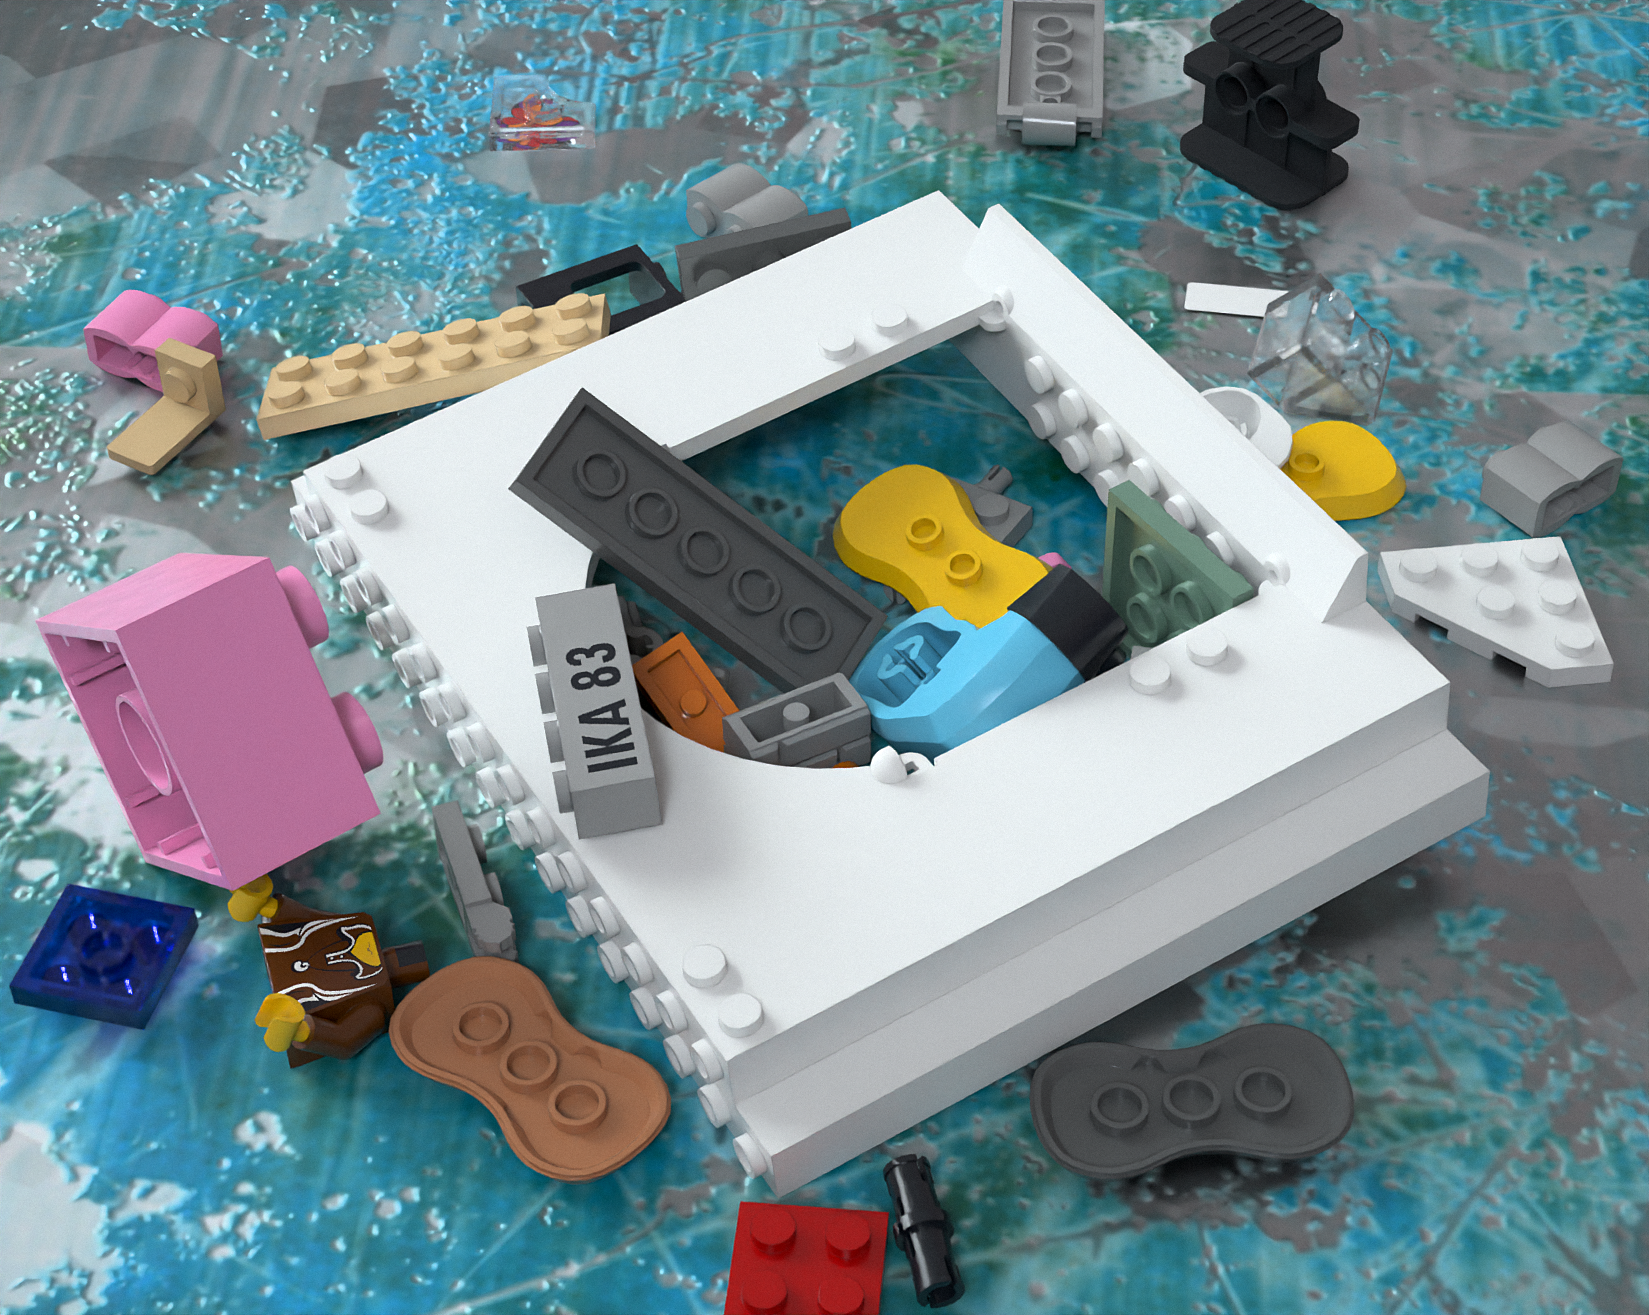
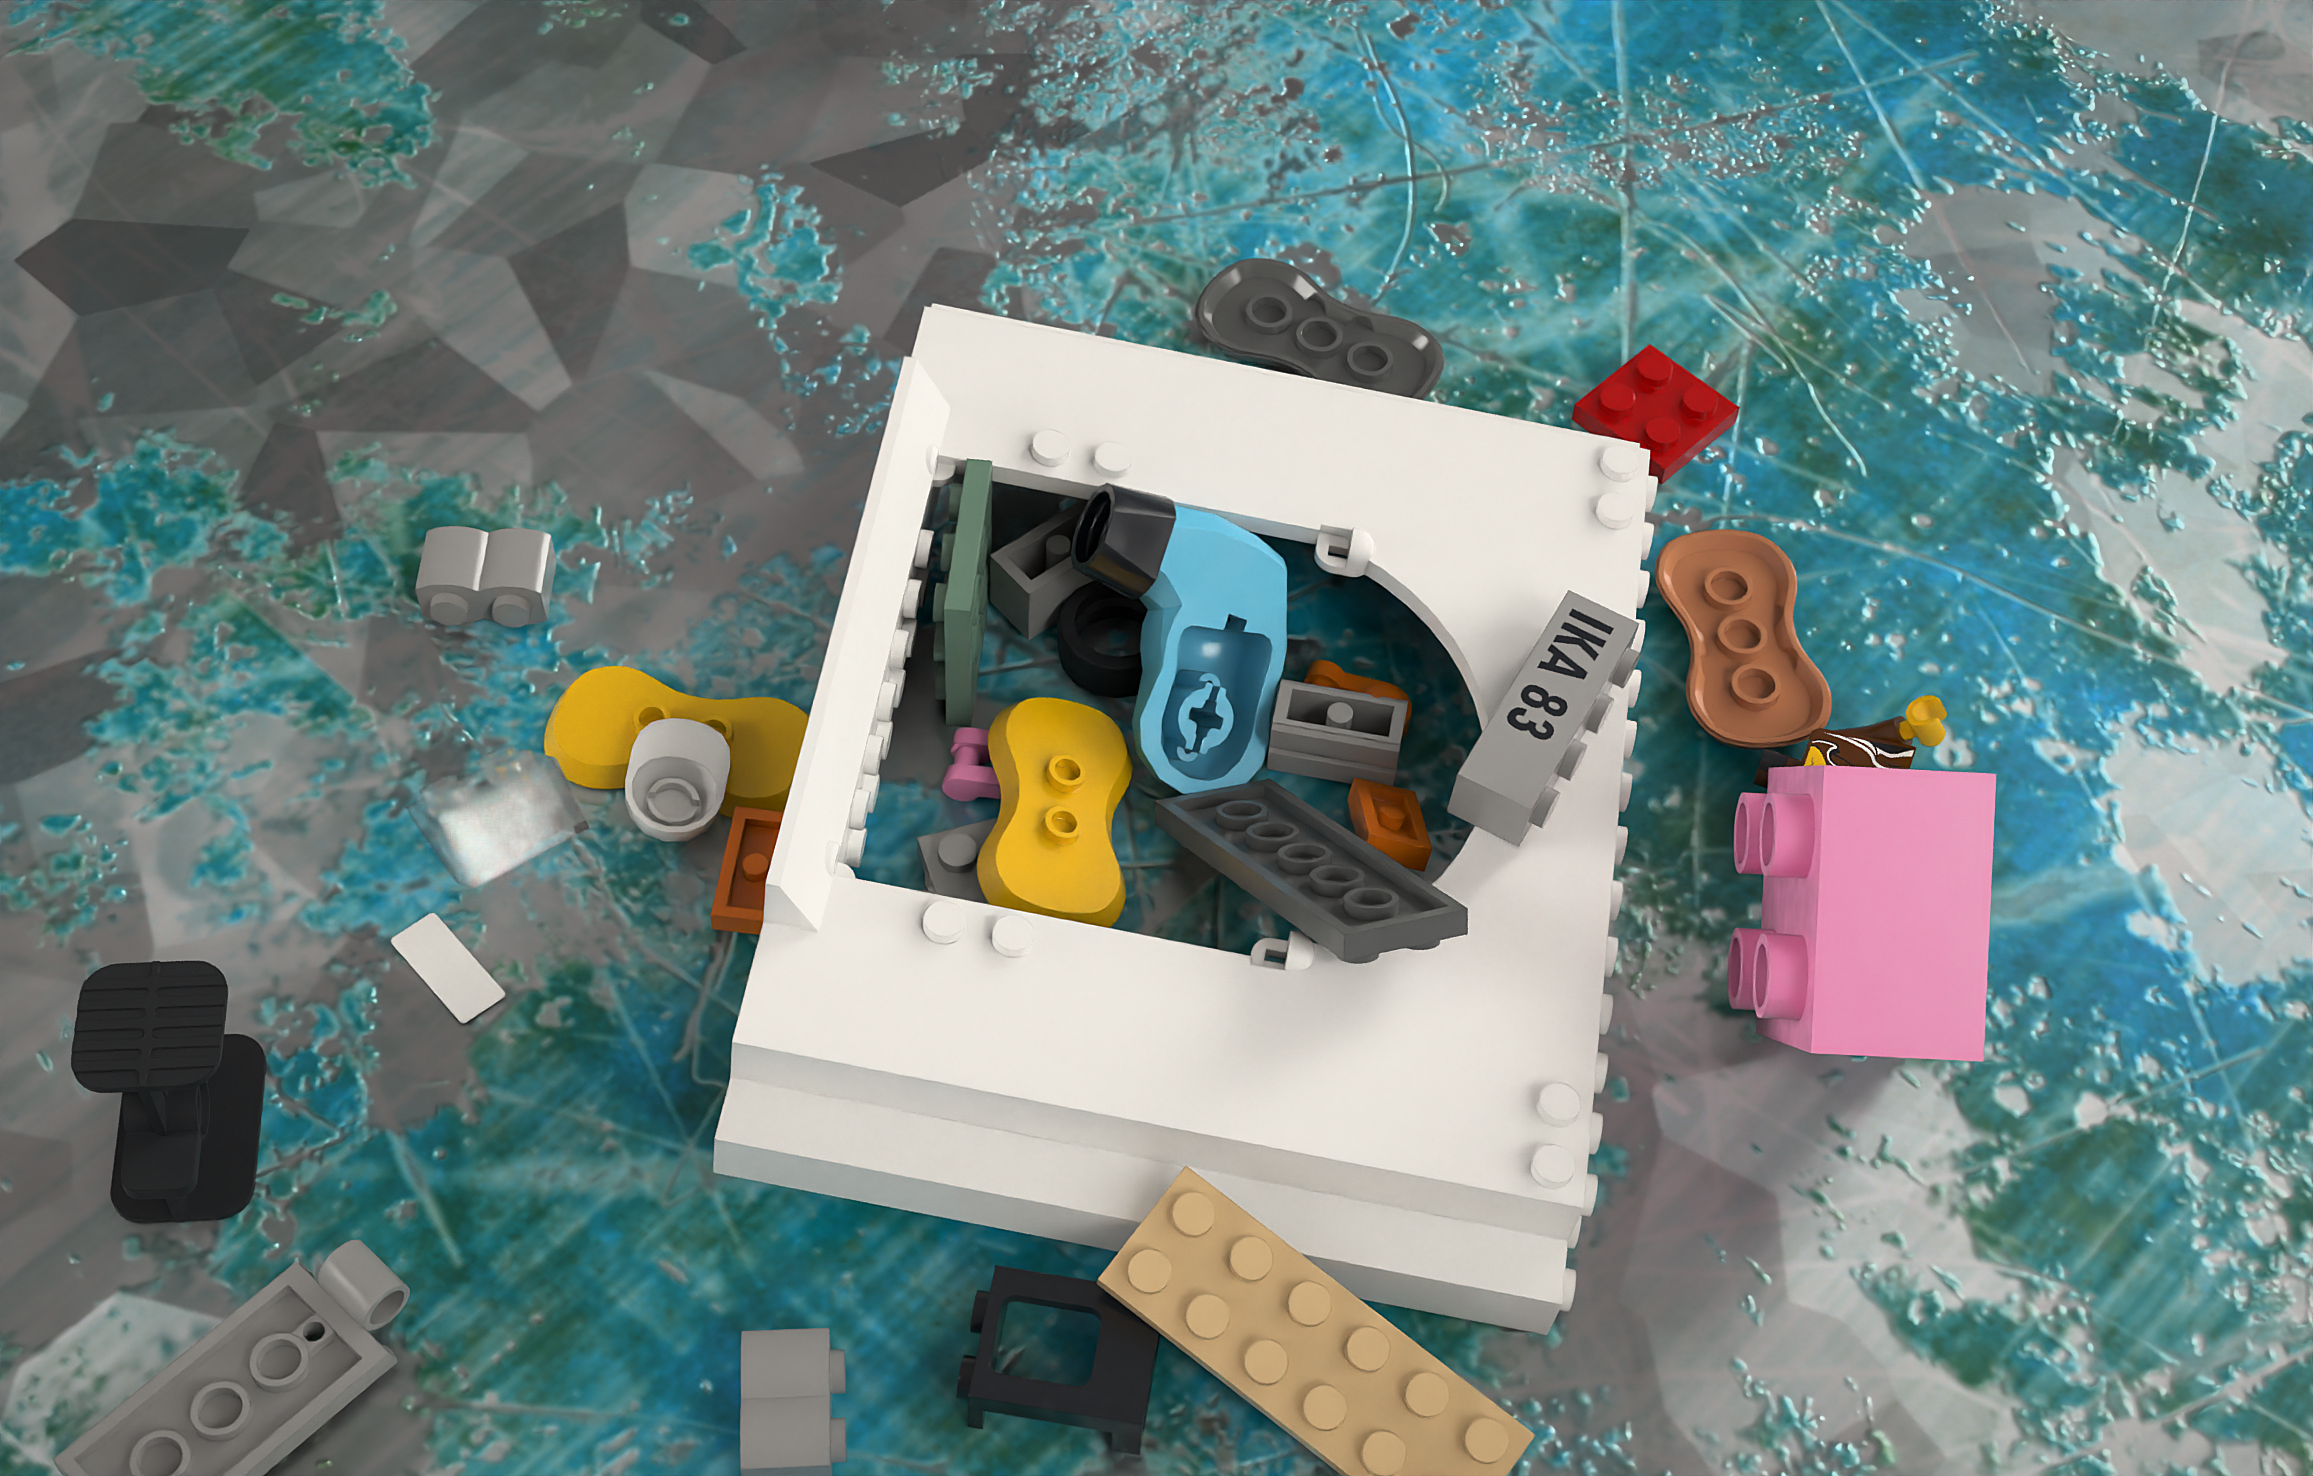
camera: 145 degrees left, 10 degrees up
(104, 956) = (2030, 944): clear blue plate -> none
(476, 894) = (1680, 797): light grey hinge -> none
(727, 257) = (935, 1149): dark grey plate -> none
(923, 1231) = (1563, 380): black pin -> none
(1504, 601) = (656, 525): white plate -> none

